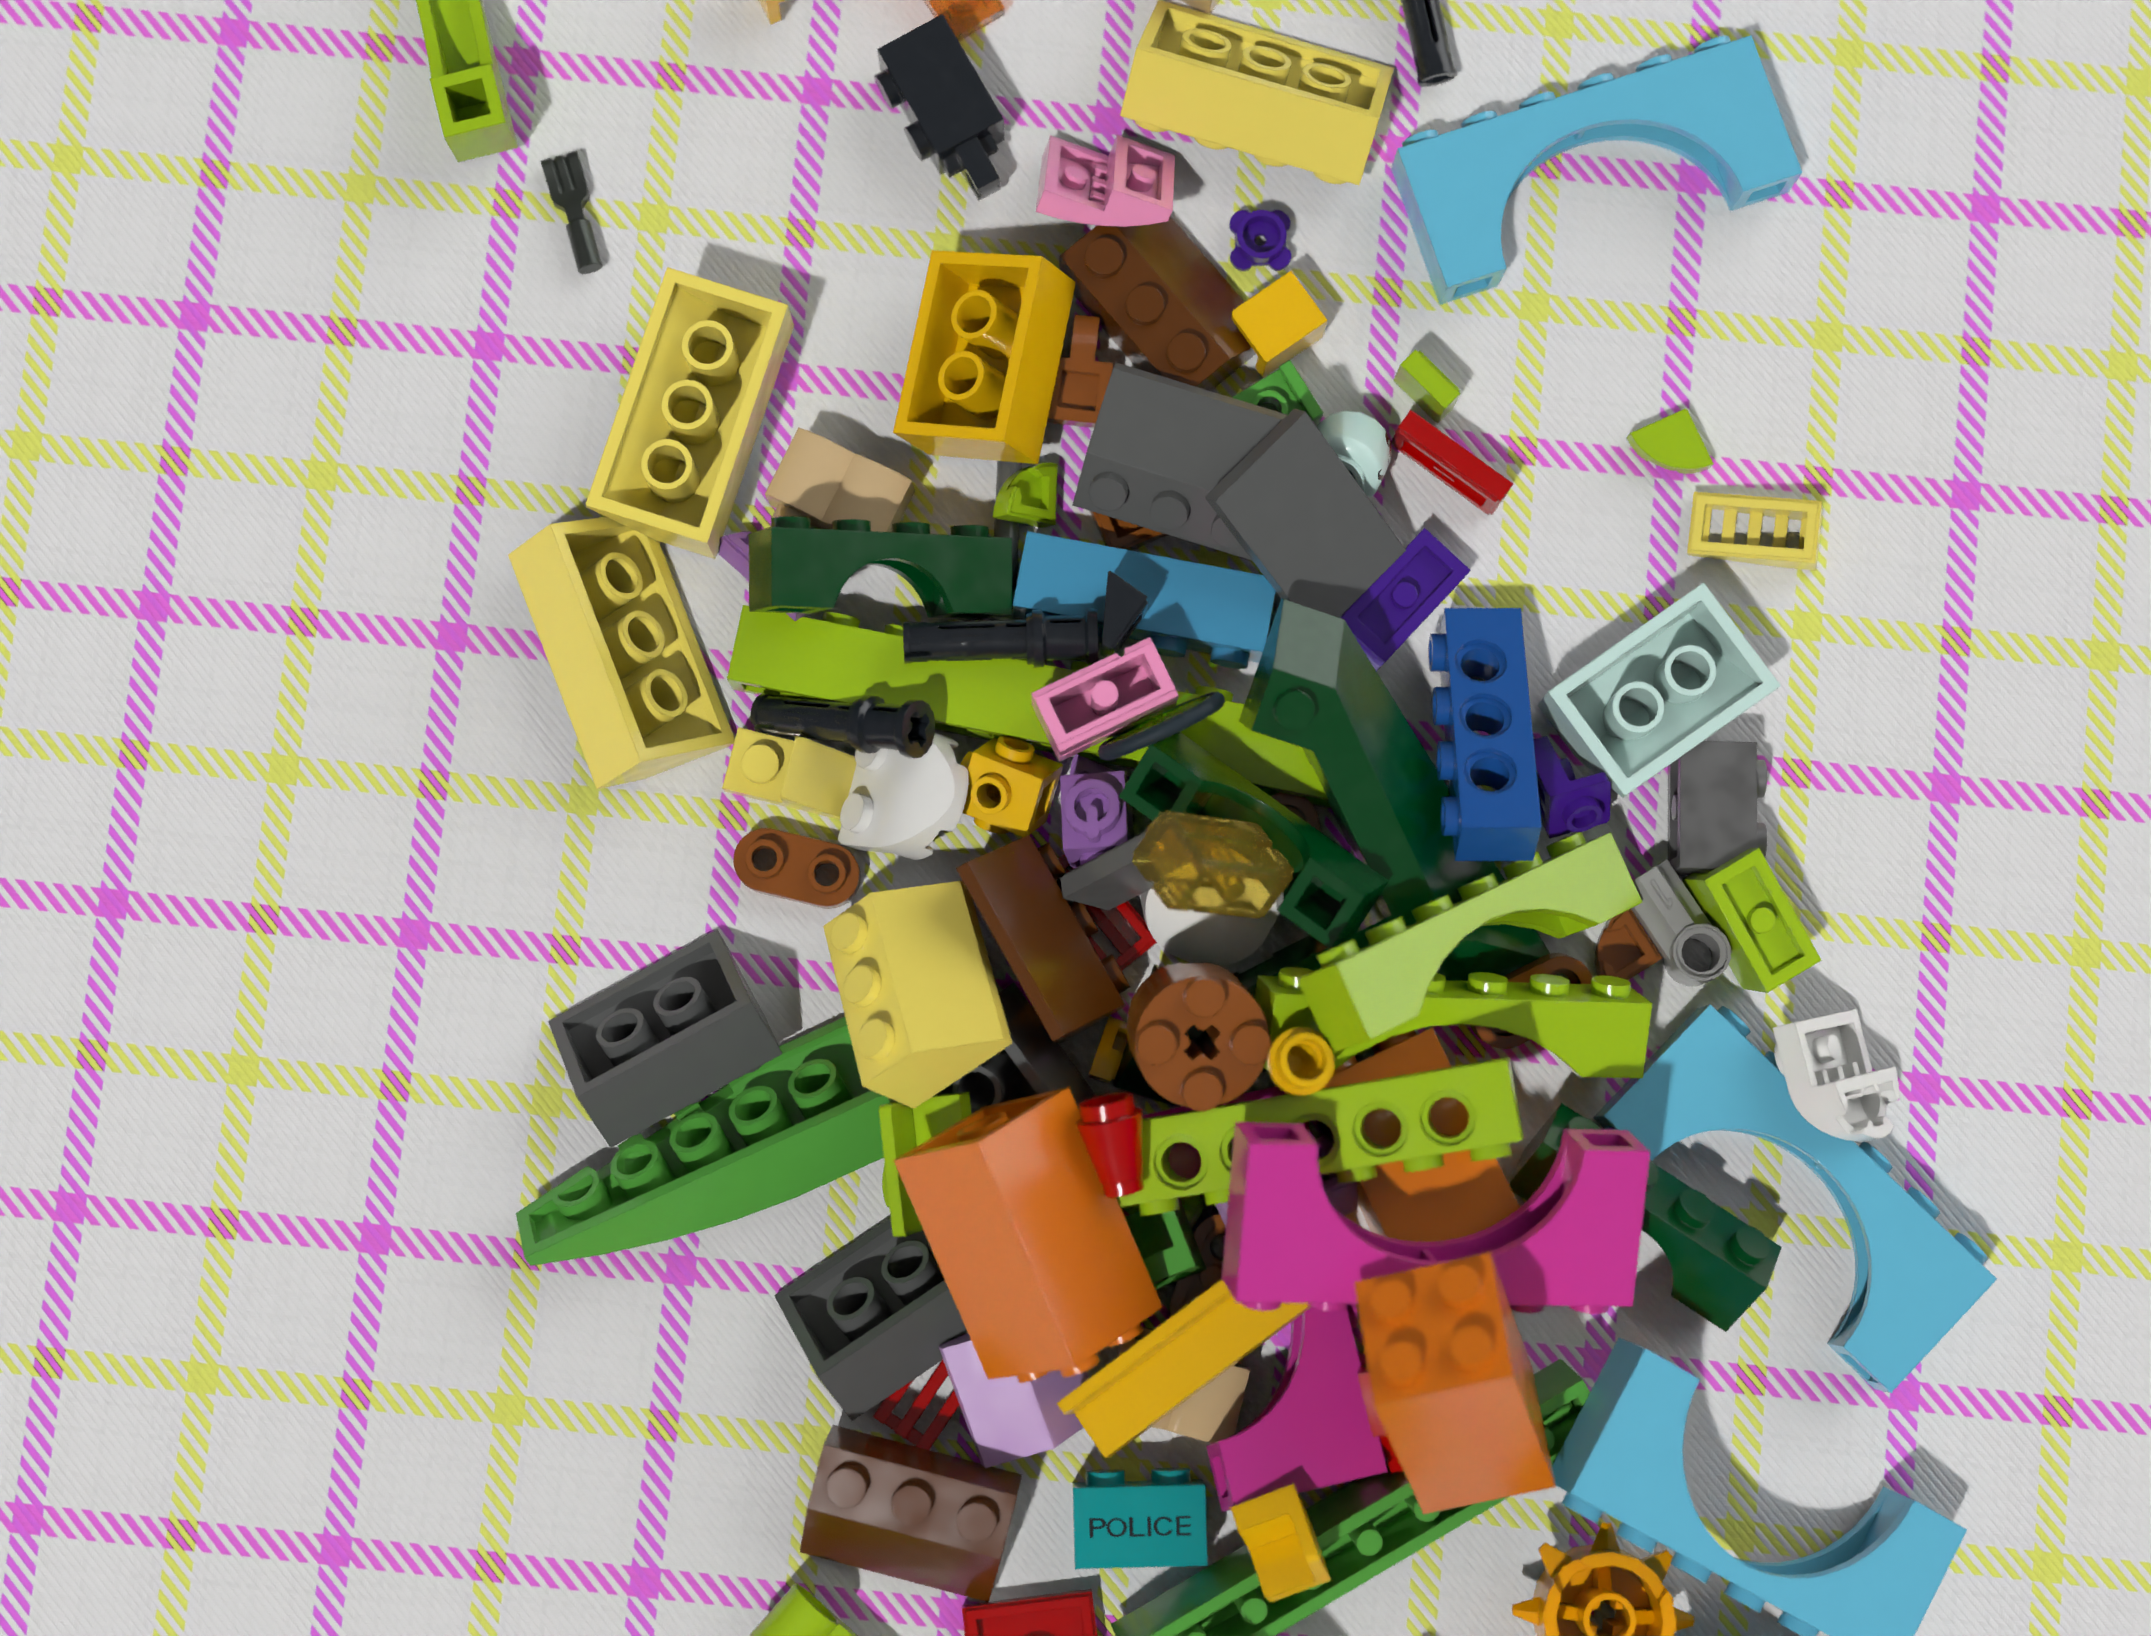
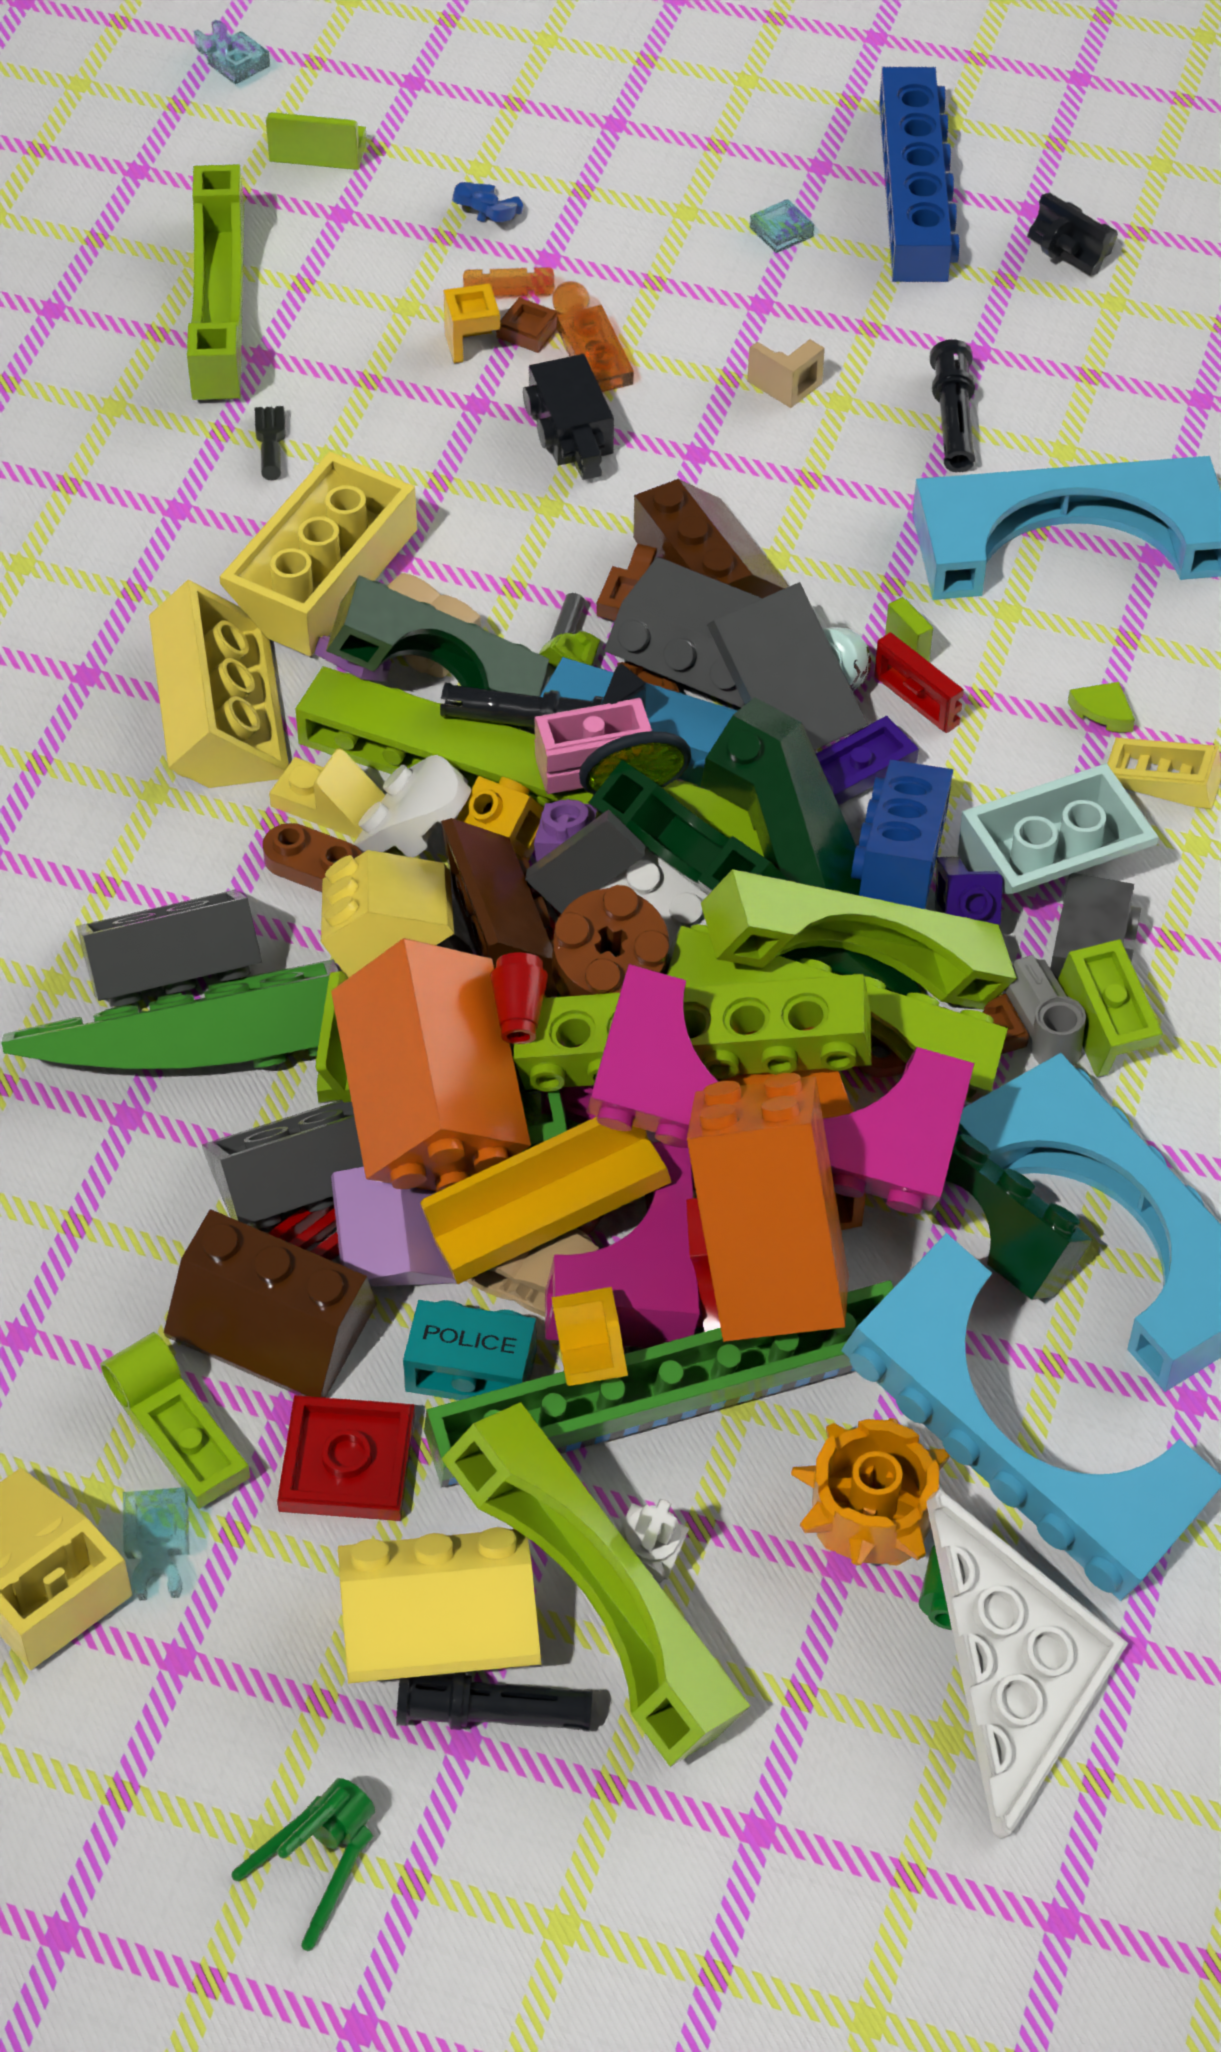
camera: 15 degrees right, 30 degrees down
(863, 723) = (396, 744): black pin -> none
(985, 356) = (559, 548): yellow brick -> none
(1114, 190) = (690, 466): bright pink slope -> none
(1212, 865) = (651, 829): clear yellow brick -> none
(1256, 93) = (813, 445): light yellow slope -> none
(1265, 223) = (797, 532): dark purple plate -> none
(1279, 322) = (803, 563): yellow panel -> none
(1300, 1061) = (691, 959): yellow plate -> none
(1833, 1076) = (1161, 1117): white slope -> none

